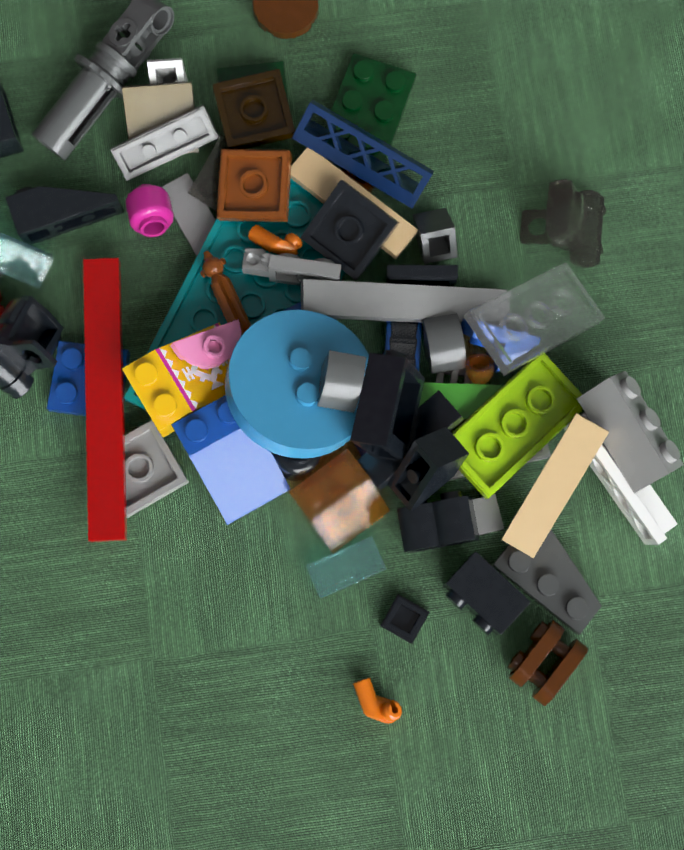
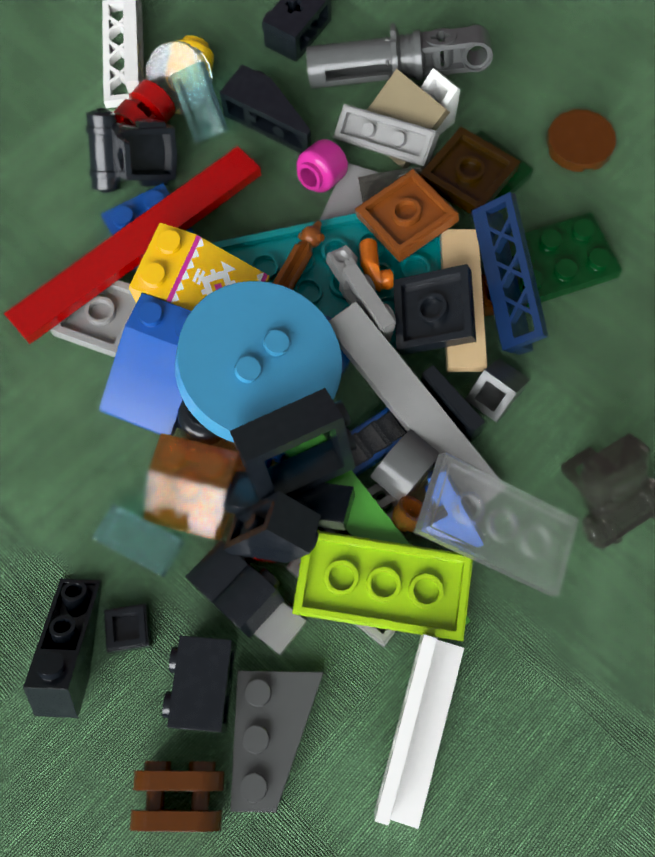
camera: 55 degrees right, 10 degrees down
(209, 347) = (228, 268): bright pink plate -> none
(341, 381) = (280, 383): dark grey brick -> none
(376, 706) = (22, 657): orange arm -> none
(387, 667) = (64, 651): none -> black slope
(555, 485) = (353, 665): tan tile -> none
(634, 431) = (463, 699): light grey slope -> none

